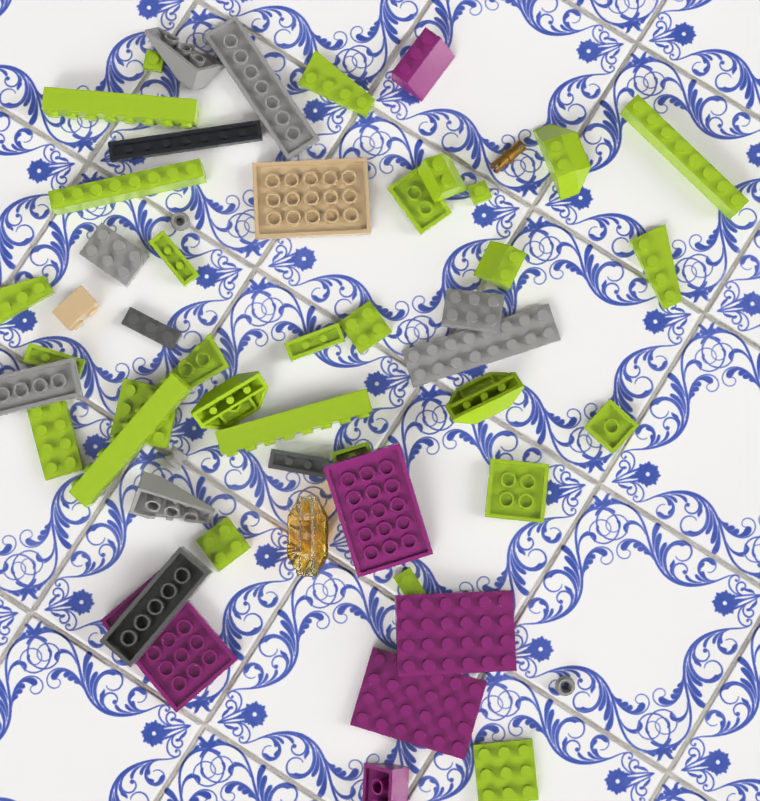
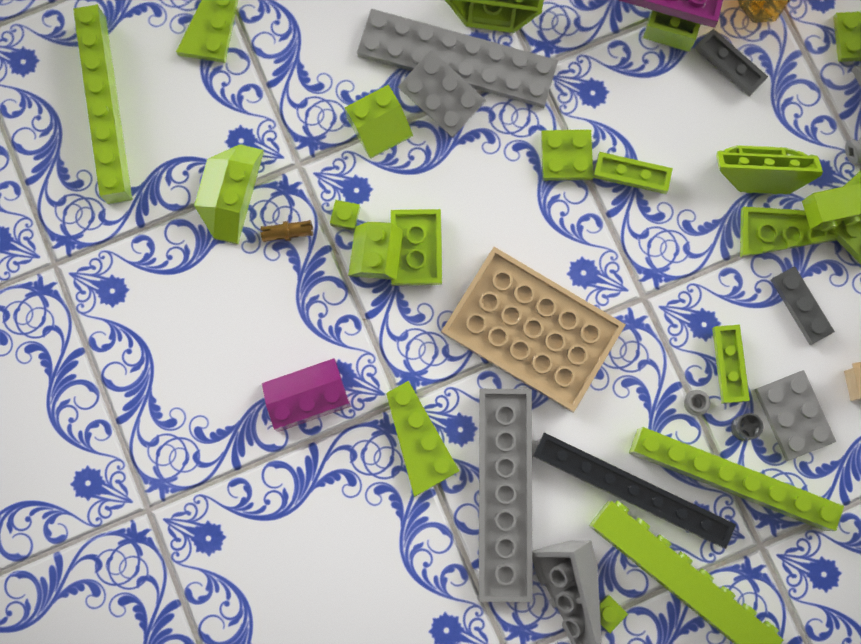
camera: 145 degrees left, 5 degrees down
(136, 221) = (752, 426): none -> dark grey wheel
(293, 422) = (710, 104): lime brick -> none

